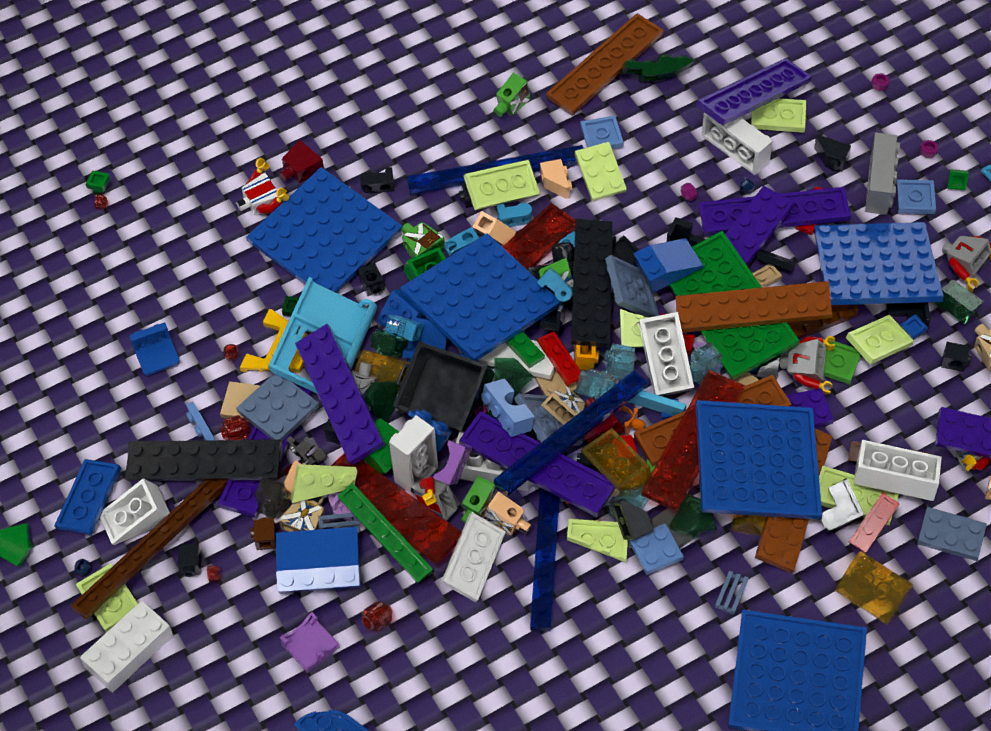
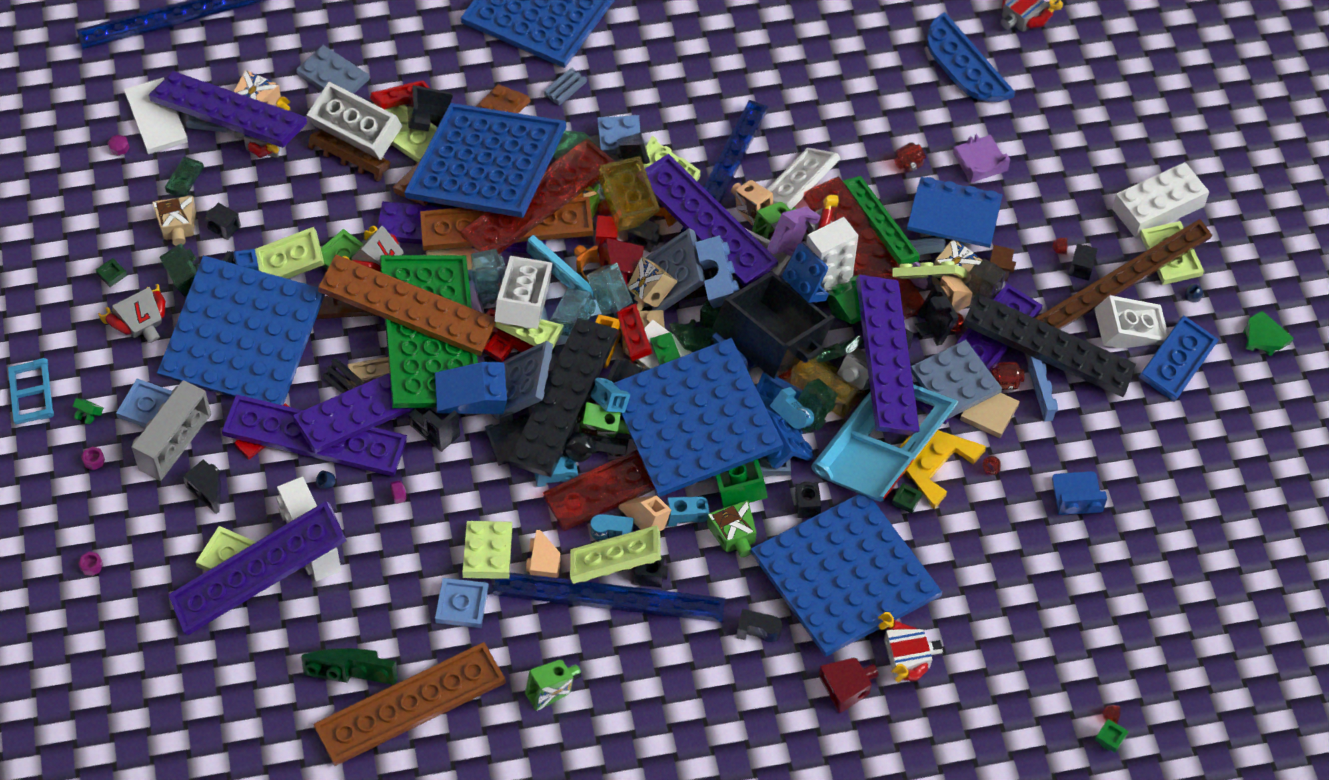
camera: 165 degrees left, 0 degrees up
(570, 433) = (659, 228): clear blue plate -> none
(874, 587) = (432, 48): clear yellow slope -> none

